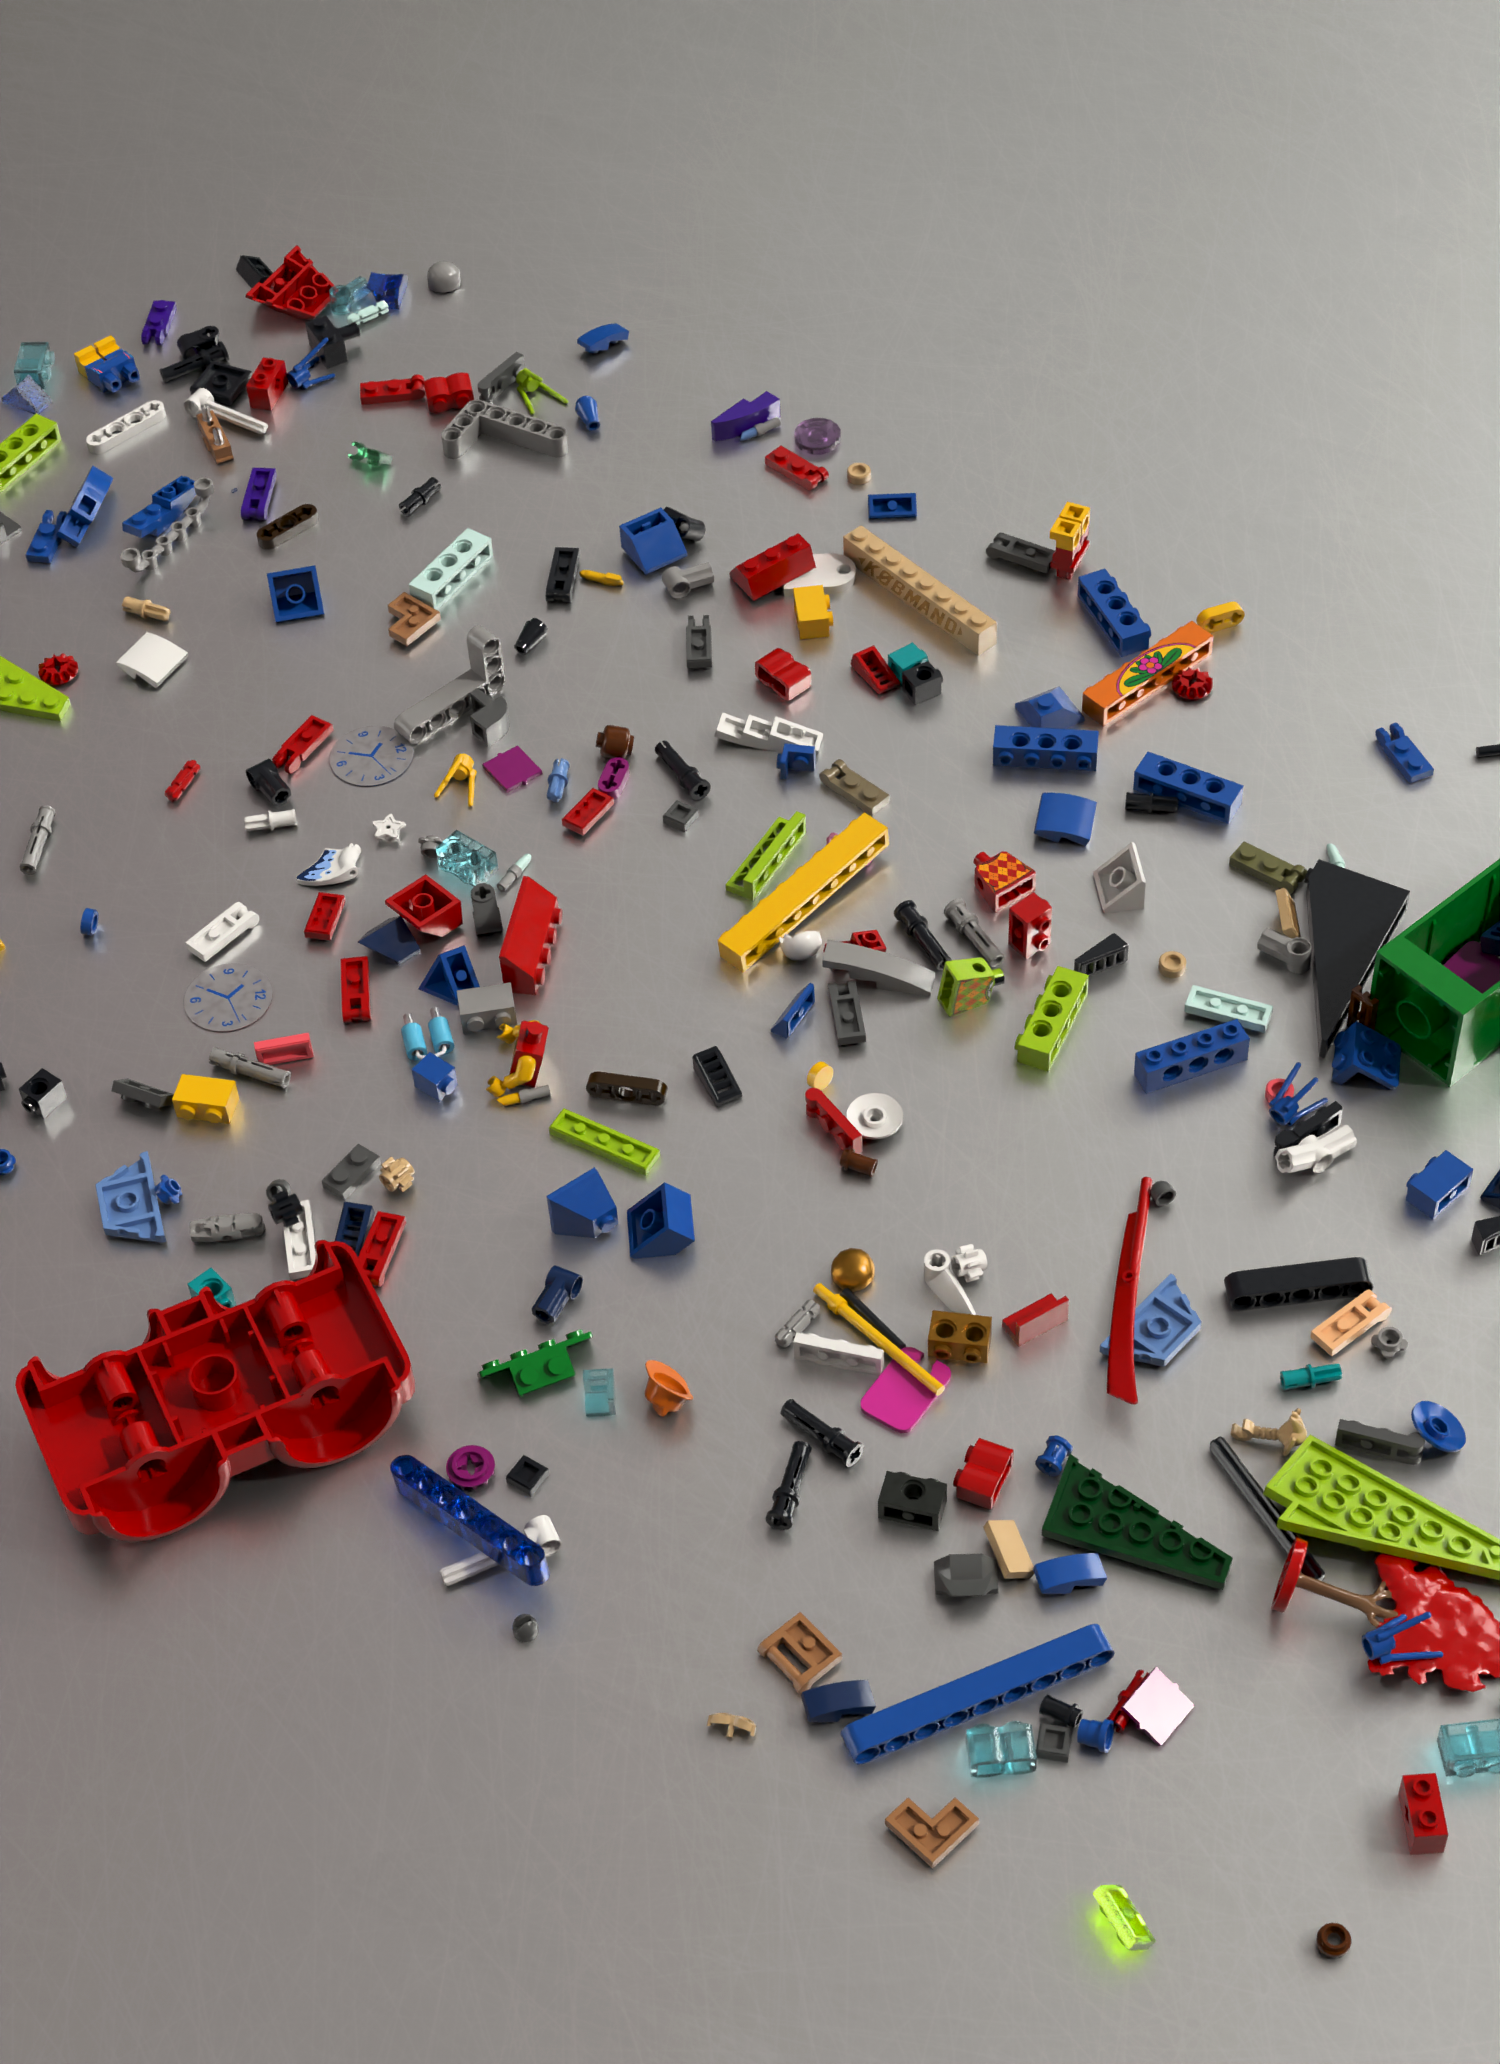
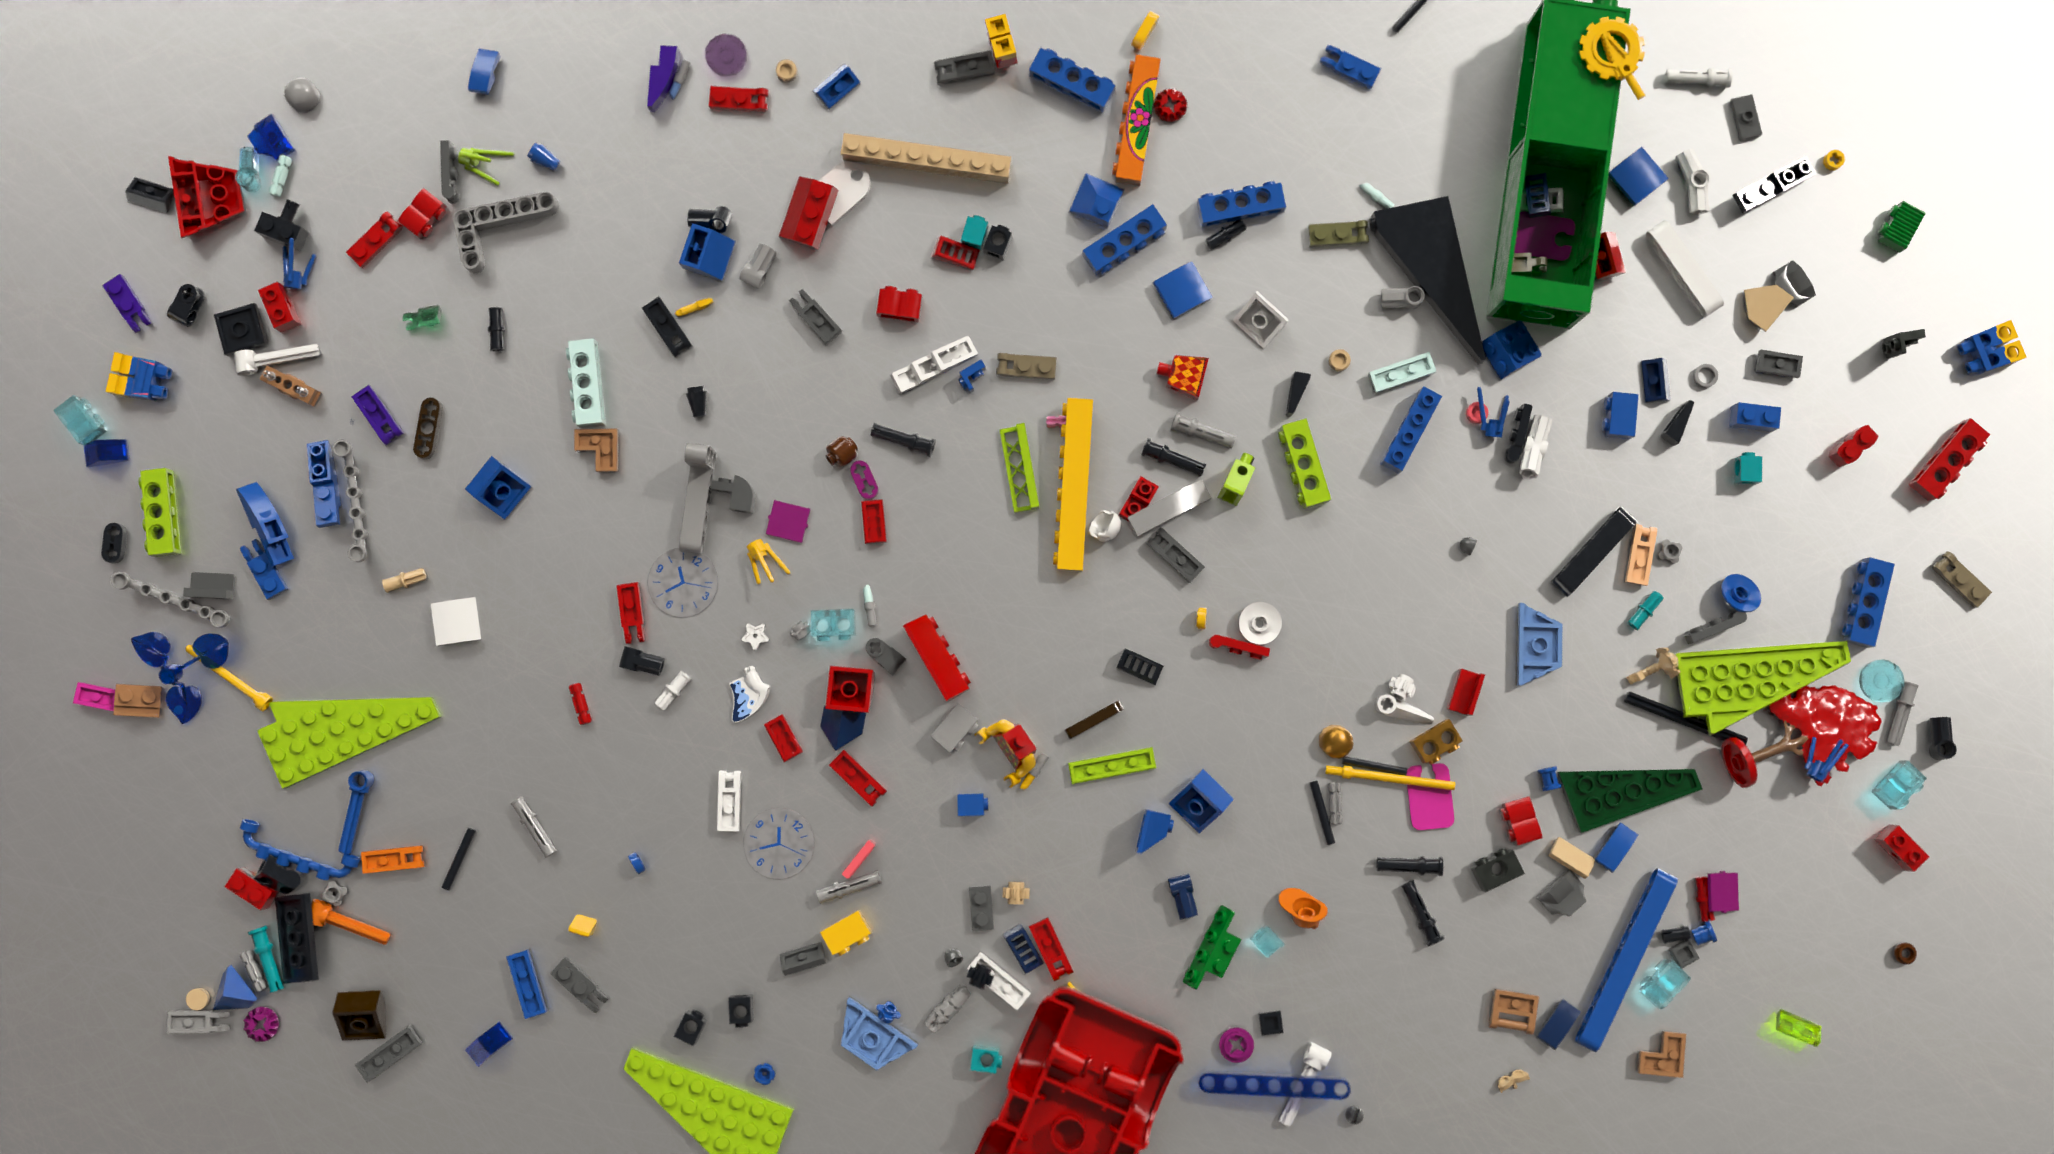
camera: 40 degrees left, 35 degrees up
(49, 674) = (405, 674): red gear -> none
(147, 414) = (216, 425): white beam -> none
(195, 362) = (203, 316): black pin -> none
(414, 1038) = (930, 785): medium azure piece -> none
(448, 974) = (915, 724): blue slope -> none
(557, 780) = (831, 511): medium blue axle -> none
(680, 815) = (934, 476): dark grey tile -> none
(775, 1324) = (1322, 812): none -> black bar
(795, 1012) = (1142, 580): blue slope -> none
(811, 612) = (870, 233): yellow brick -> none
(838, 1353) = (1378, 806): white plate -> none
(858, 1162) = (1276, 663): reddish brown pin -> none
(1030, 925) = (1241, 404): red brick -> none
(1121, 1346) = (1541, 689): red piece -> none
(1287, 914) = (1384, 269): tan tile -> none
(1369, 1008) = (1485, 321): reddish brown tile -> none

